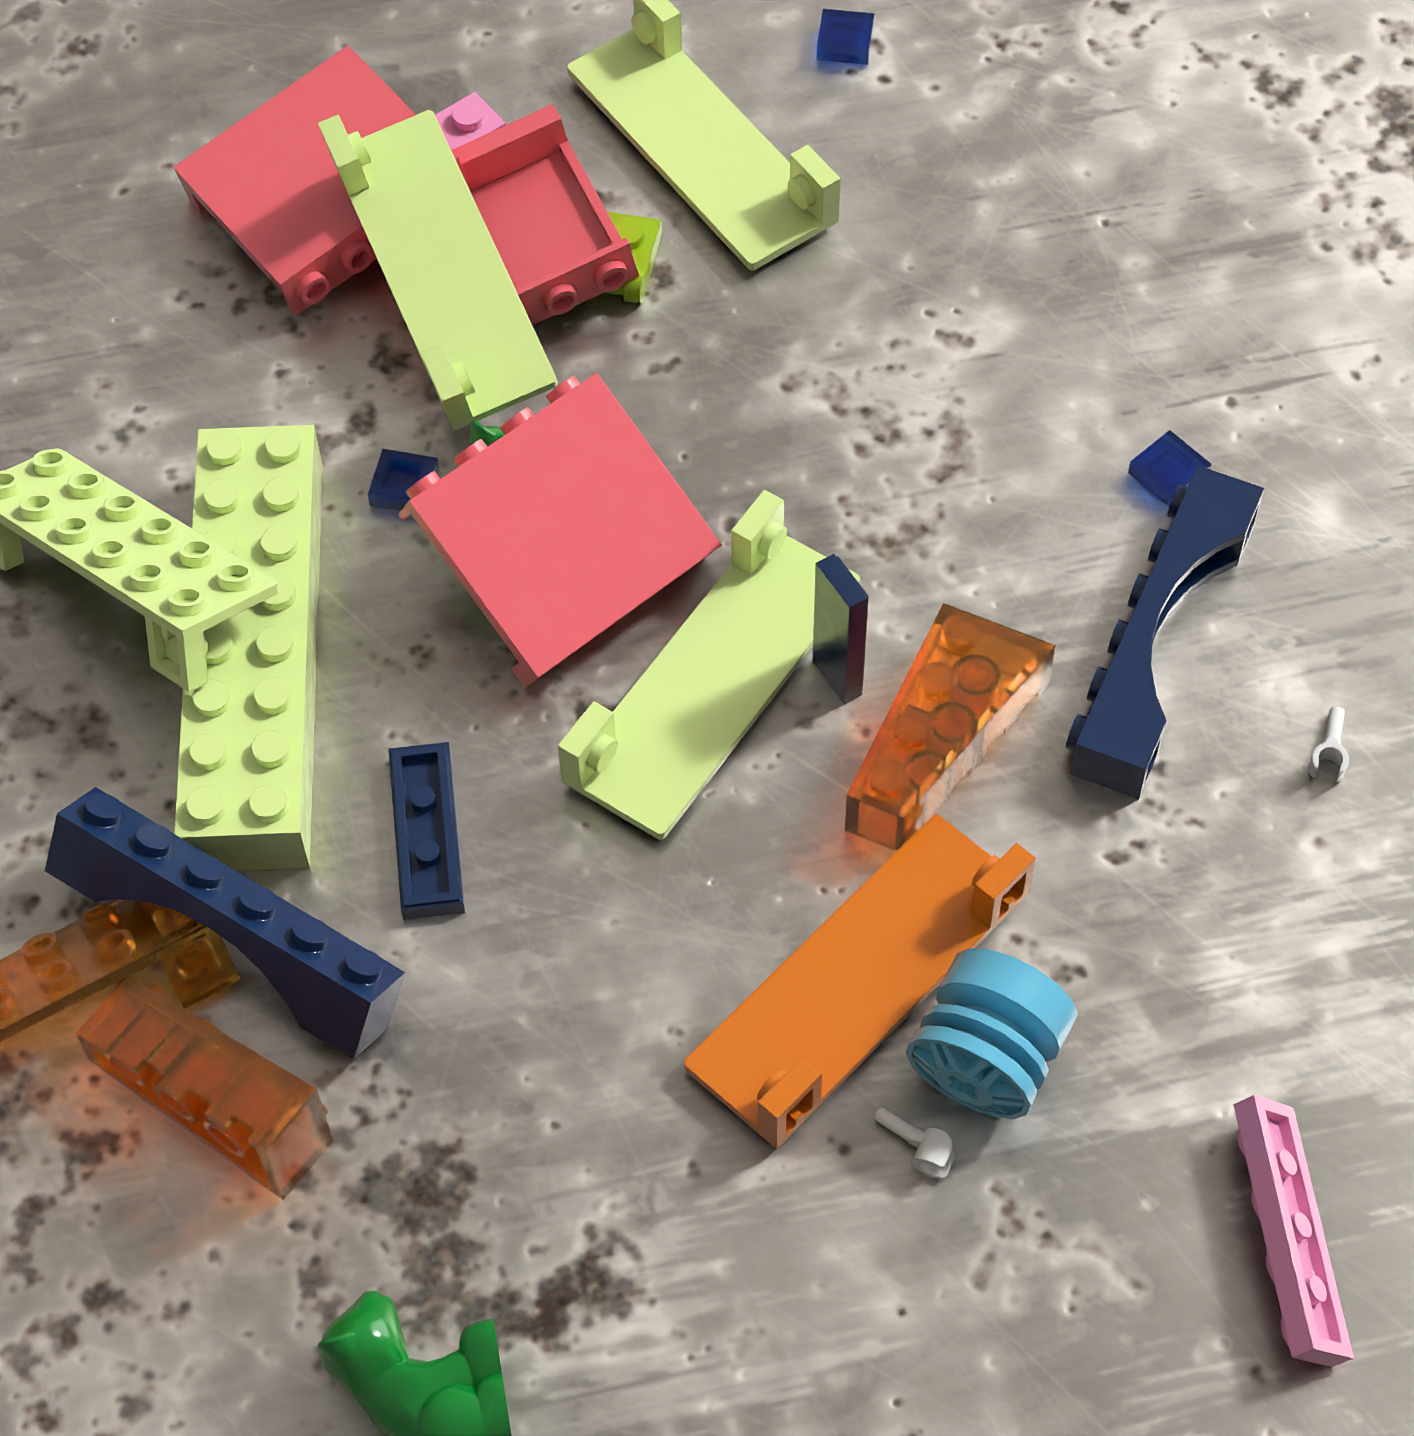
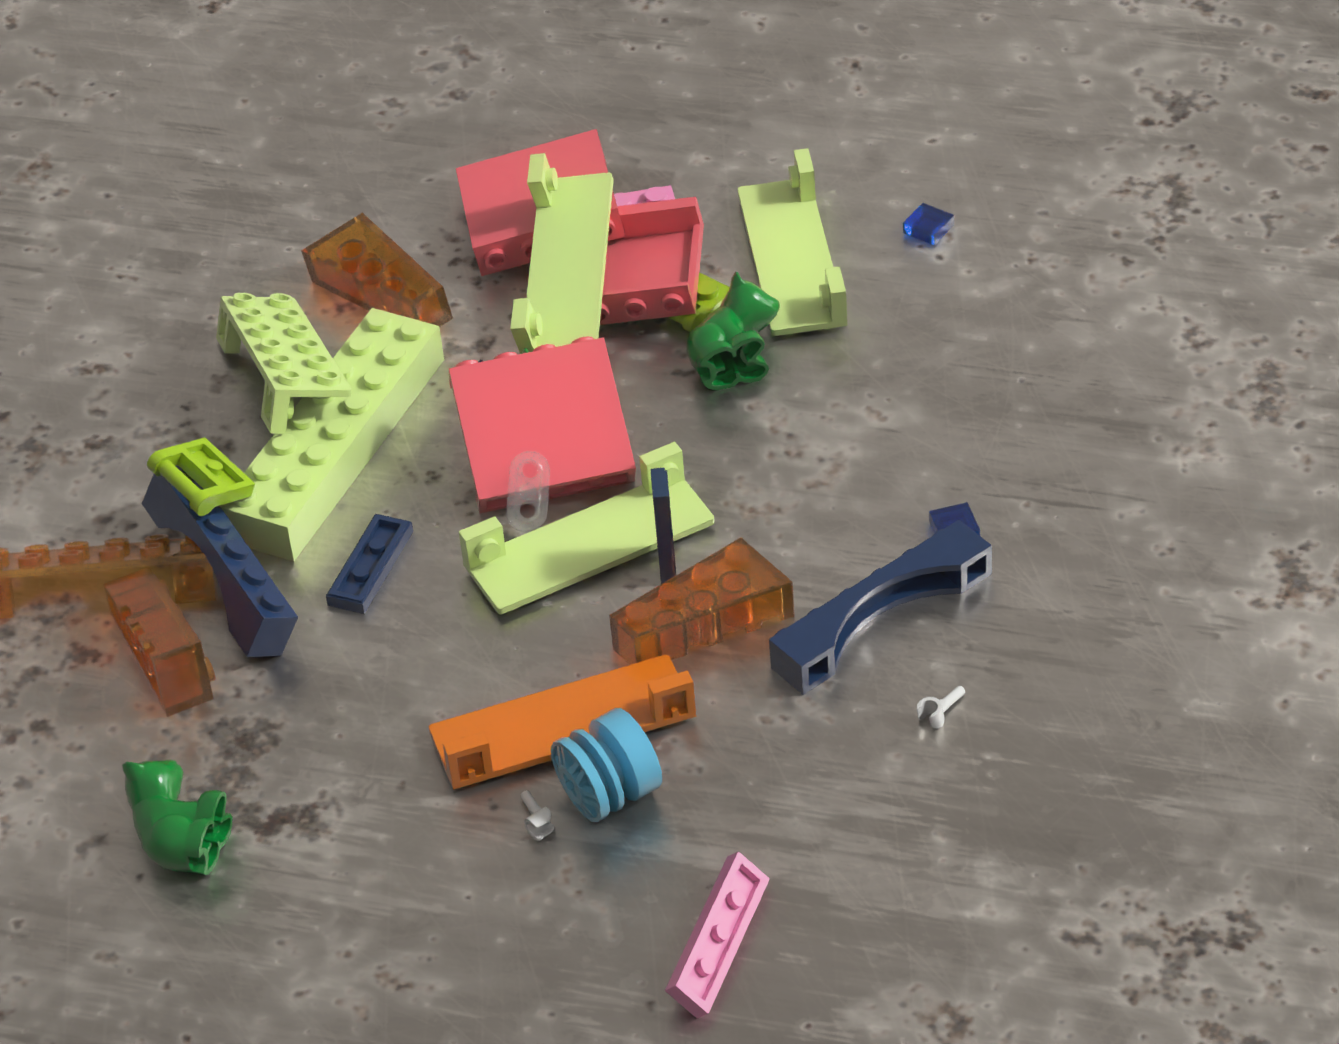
camera: 30 degrees right, 15 degrees down
(147, 793) = (206, 465): none -> lime plate
(162, 370) = (375, 273): none -> clear orange wedge
(600, 642) = (528, 491): none -> clear plate
(701, 308) = (728, 342): none -> green animal

